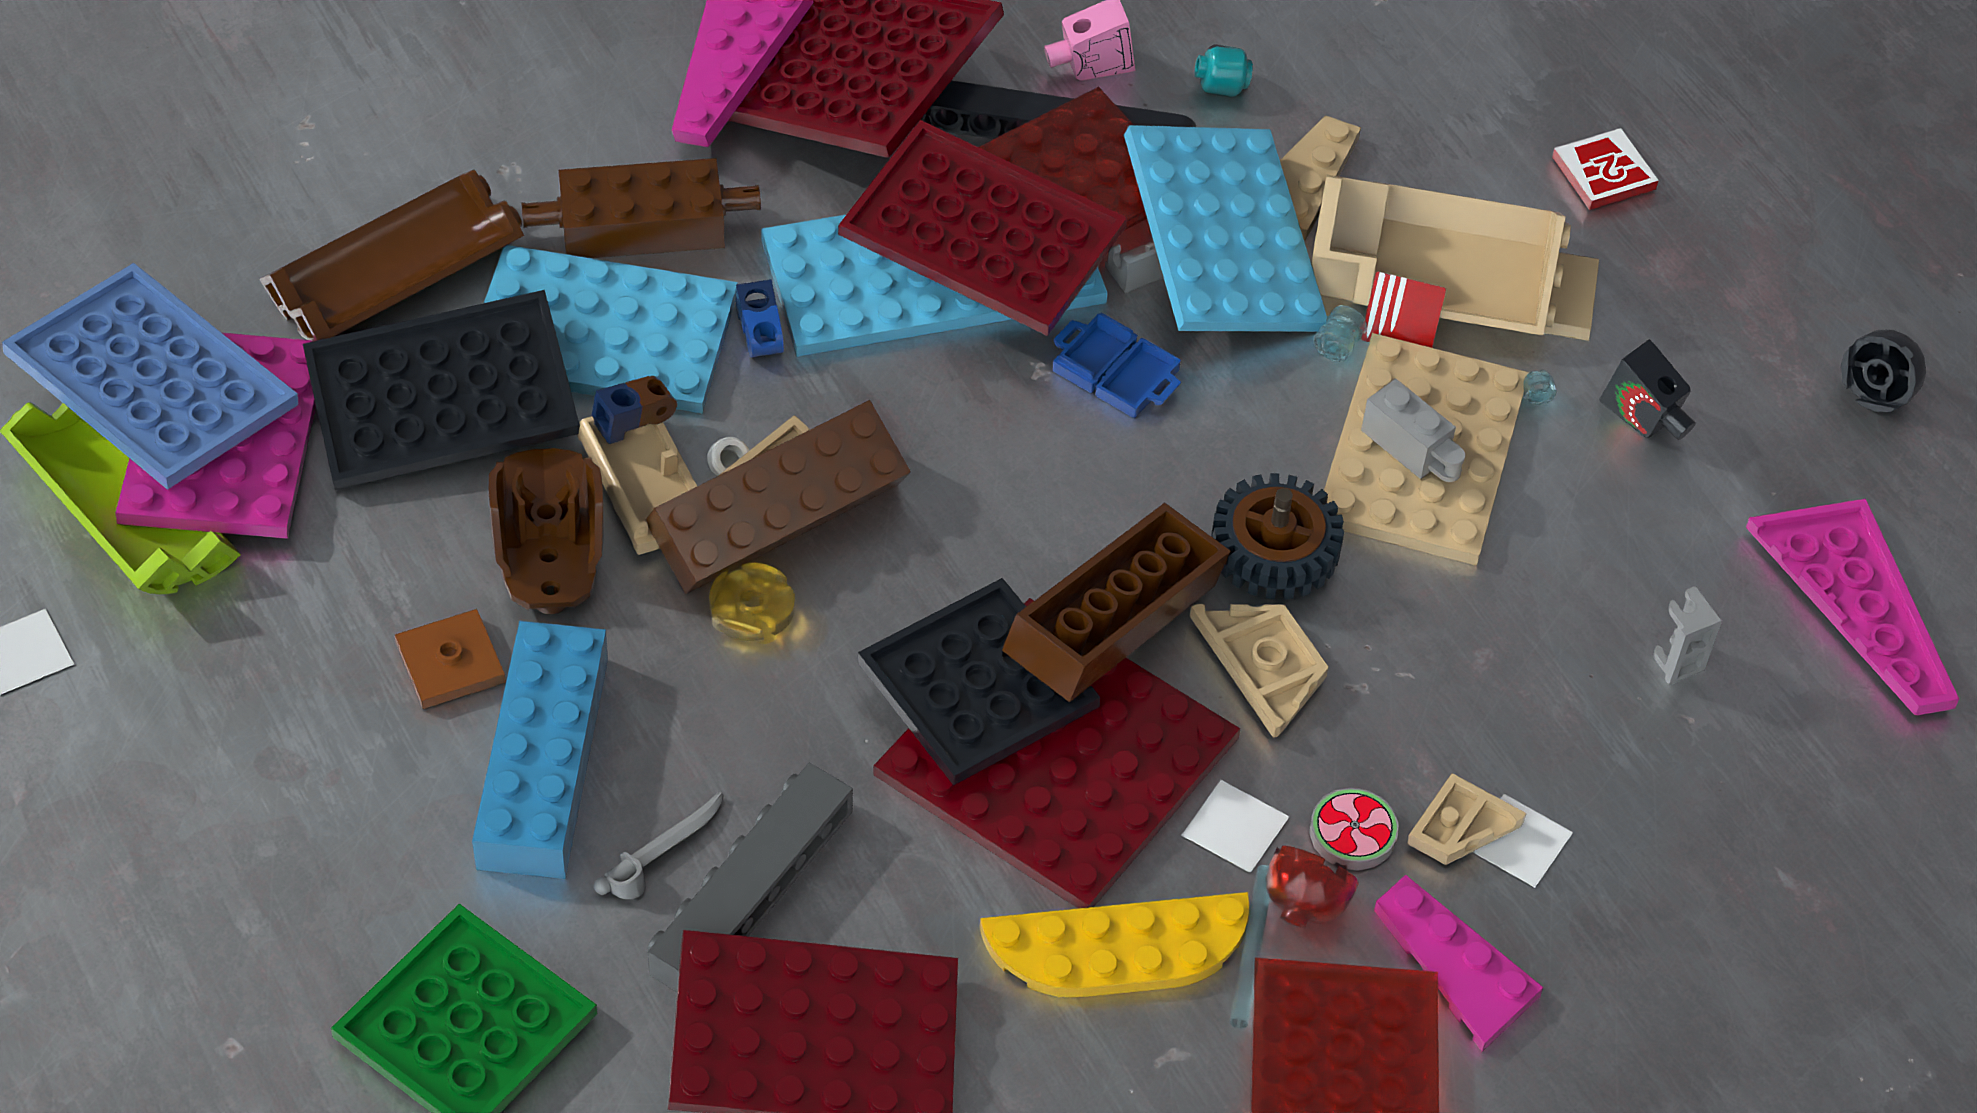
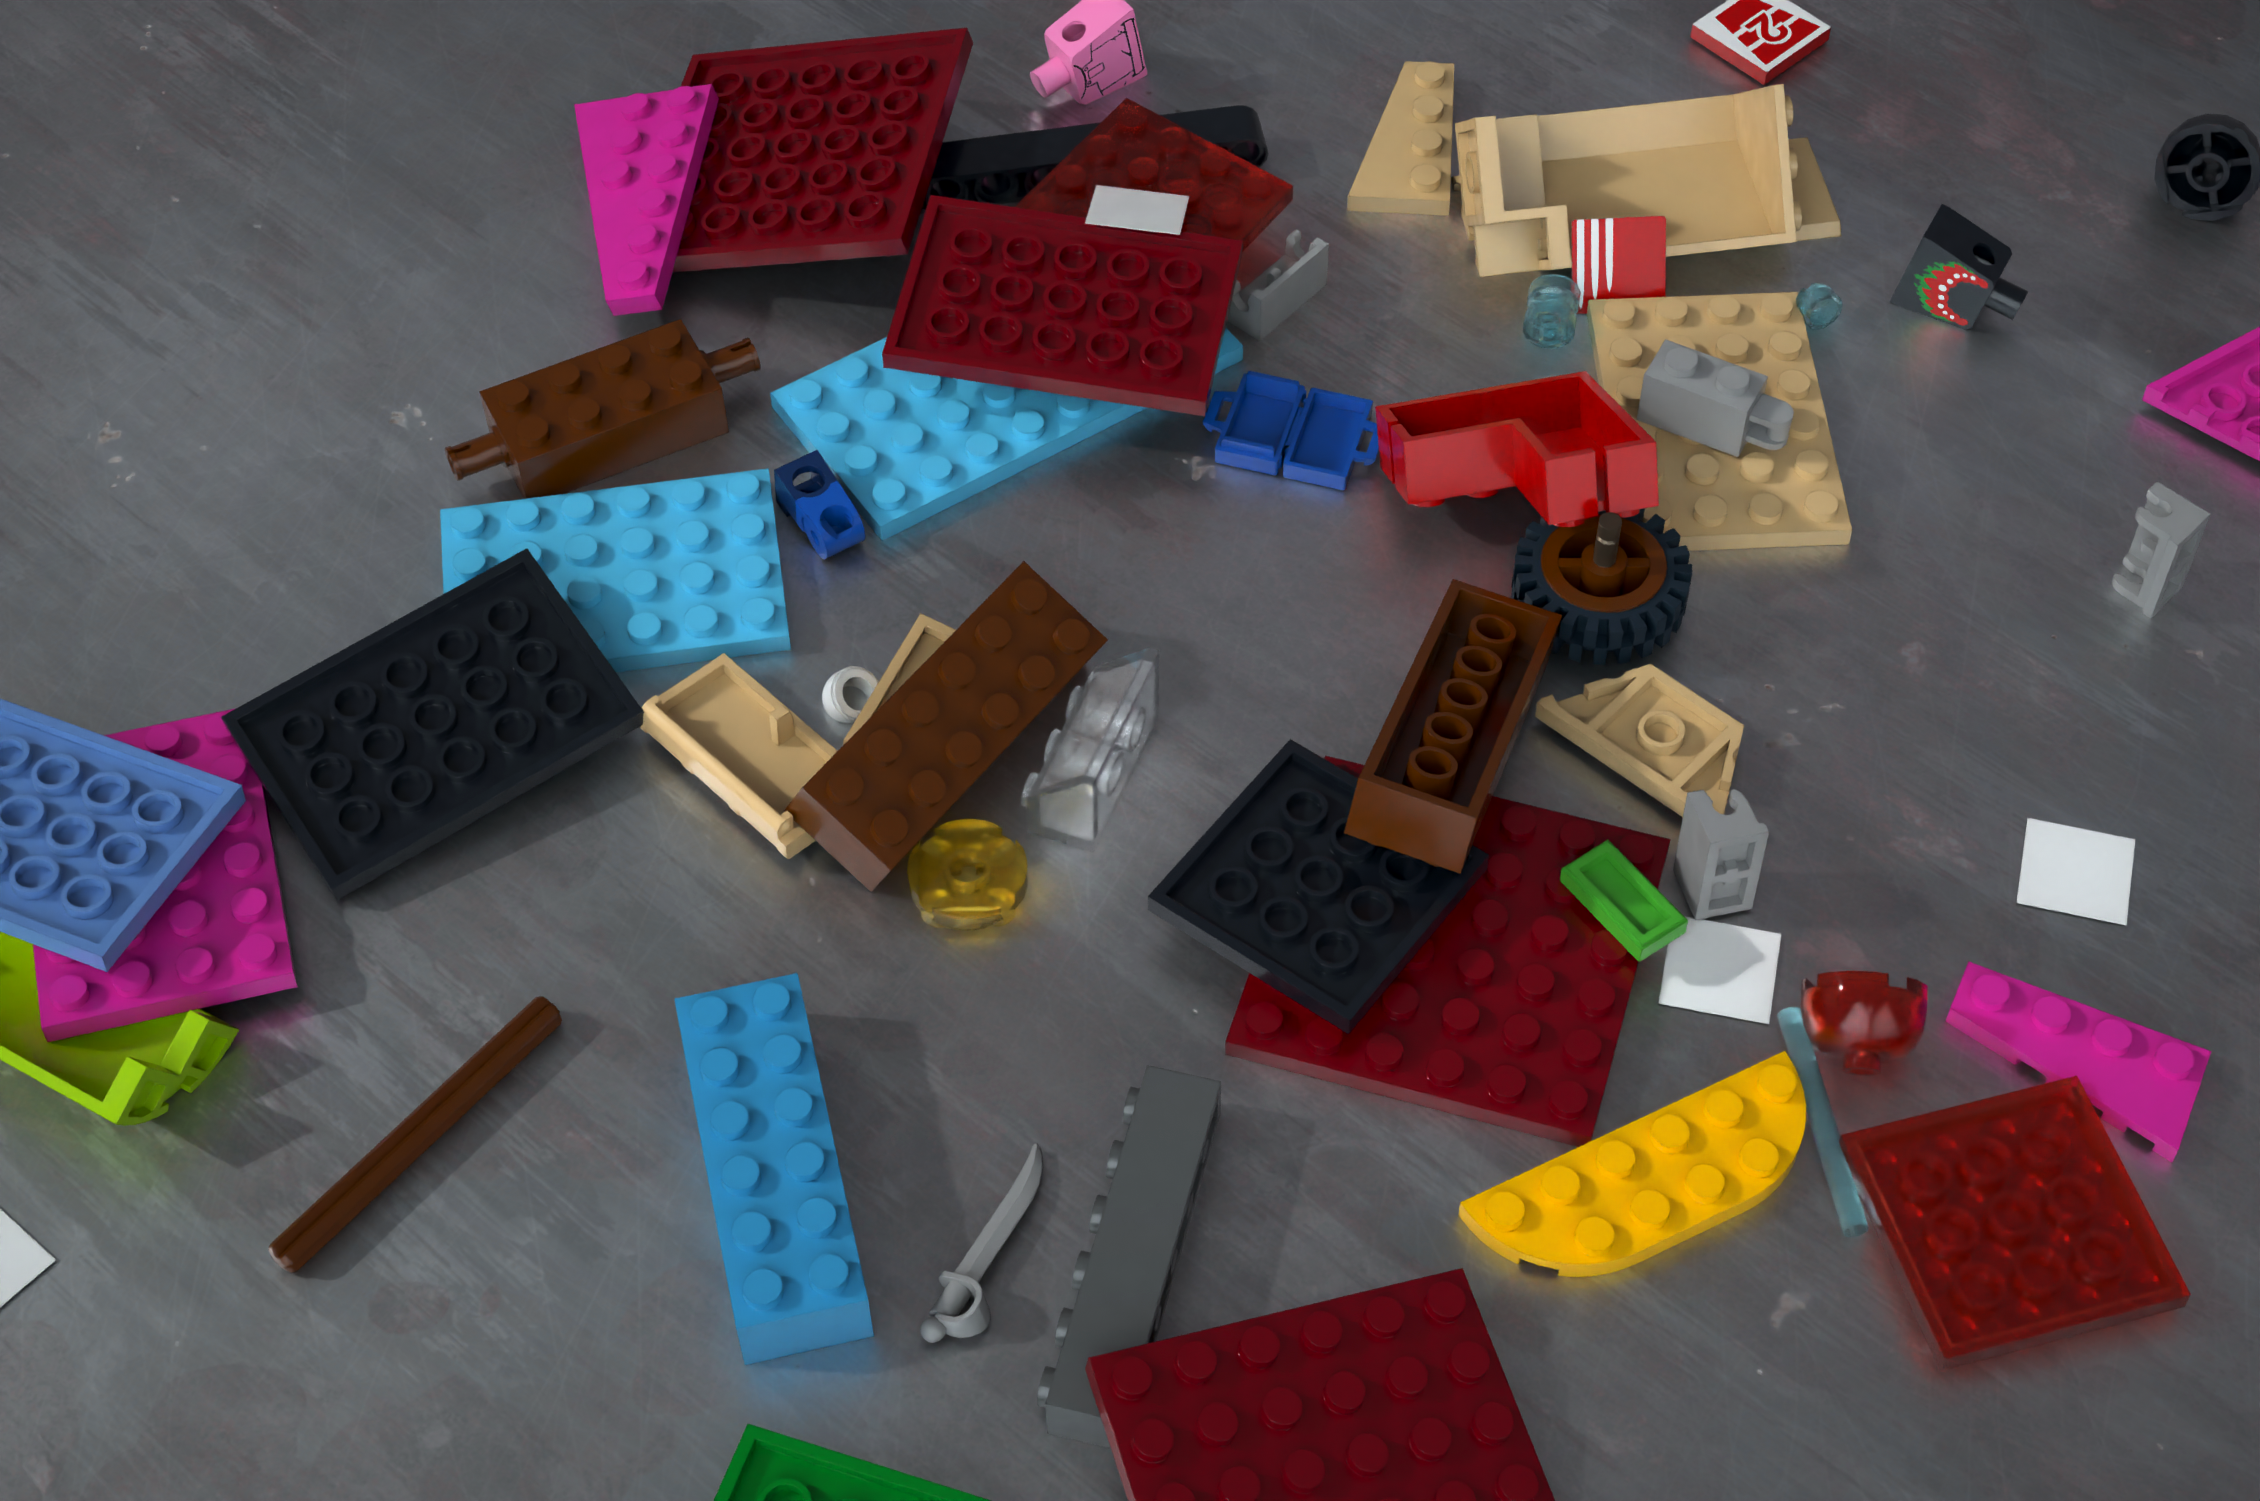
camera: 15 degrees left, 0 degrees up
(325, 657) = (414, 1135): none -> reddish brown axle
(392, 257) = (295, 570): reddish brown cylinder -> none
(450, 658) = (589, 1081): dark orange plate -> none
(547, 526) = (654, 844): reddish brown piece -> none
(631, 407) = (703, 667): leg -> none
(872, 547) = (1095, 751): none -> clear slope
(1063, 173) = (1137, 209): none -> white sticker
(1182, 757) = (1623, 900): none -> bright green tile
(1224, 70) = (1260, 42): teal head -> none
(1225, 229) = (1359, 225): medium azure plate -> none
(1261, 749) = (1719, 855): none -> light grey hinge
(1276, 420) = (1547, 436): none -> red piece
(1354, 828) = (1872, 922): tile -> none
(1462, 821) = (2002, 868): tan wing -> none

